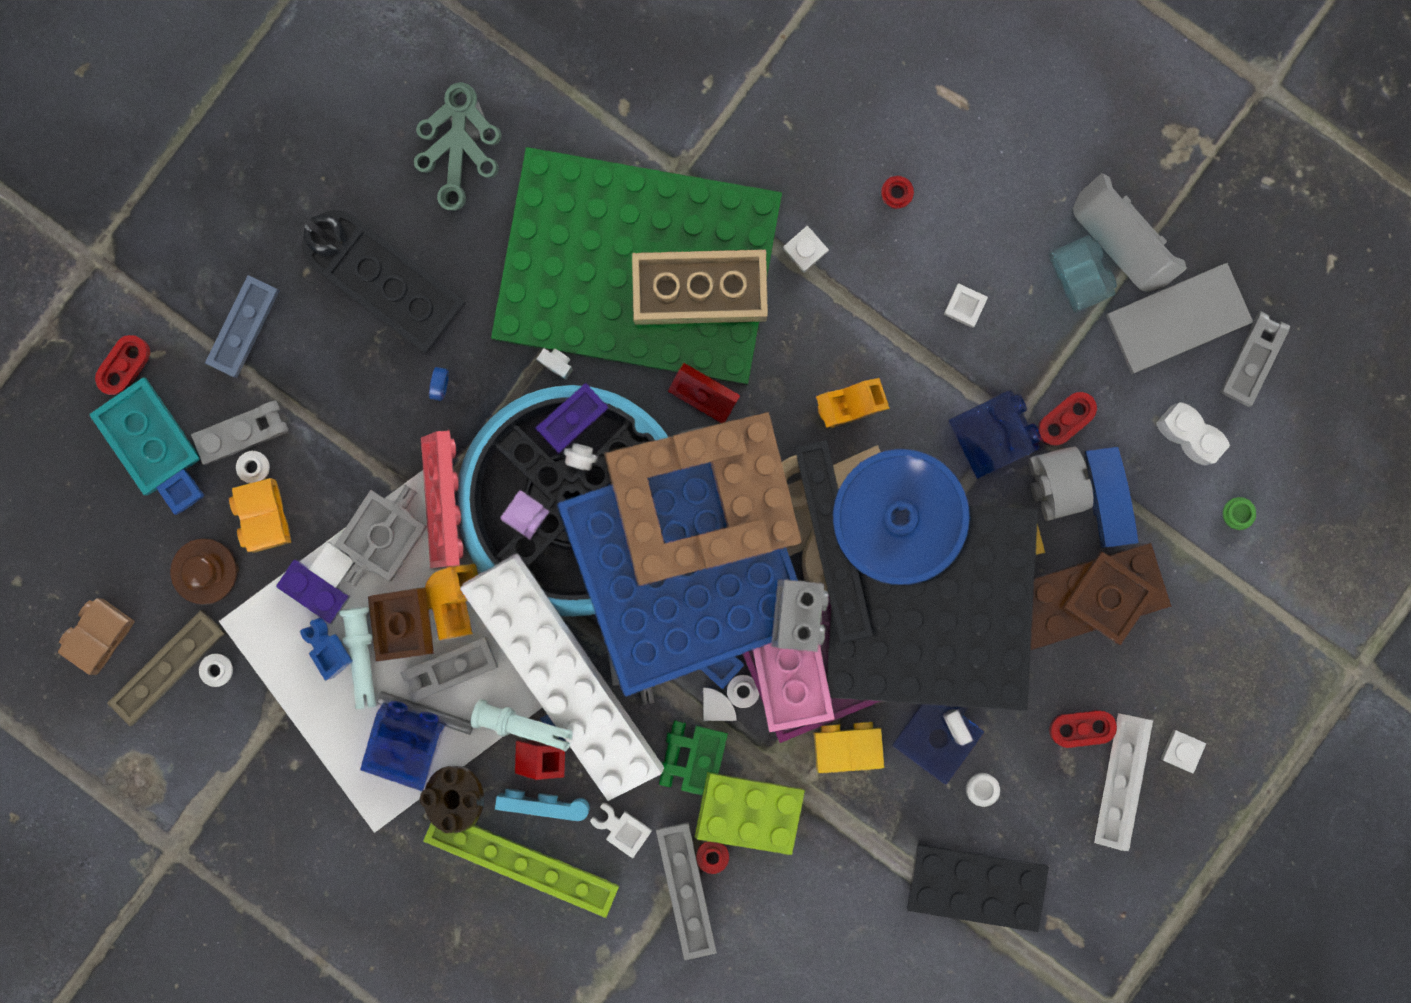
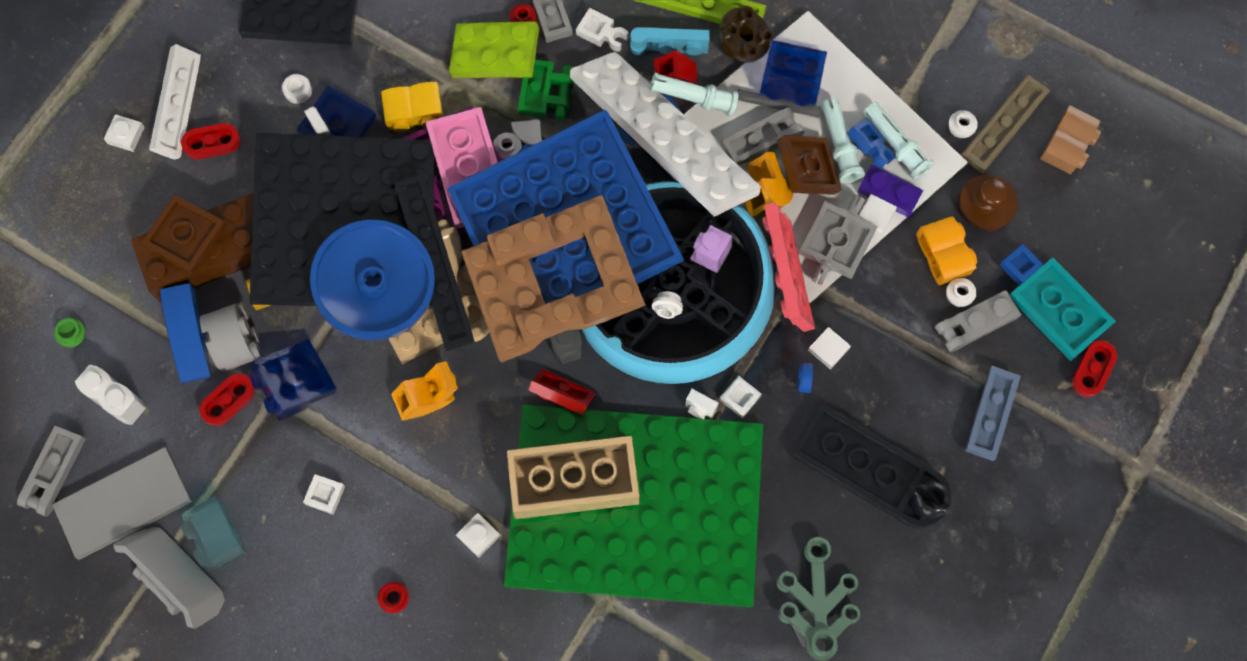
camera: 175 degrees right, 15 degrees down
(288, 639) = (905, 149): none -> light aqua pin
(407, 417) = (829, 348): none -> white tile
(512, 372) = (740, 396): none -> white tile
(572, 418) = (678, 339): dark purple plate -> none
(799, 615) = (459, 189): light grey brick -> none

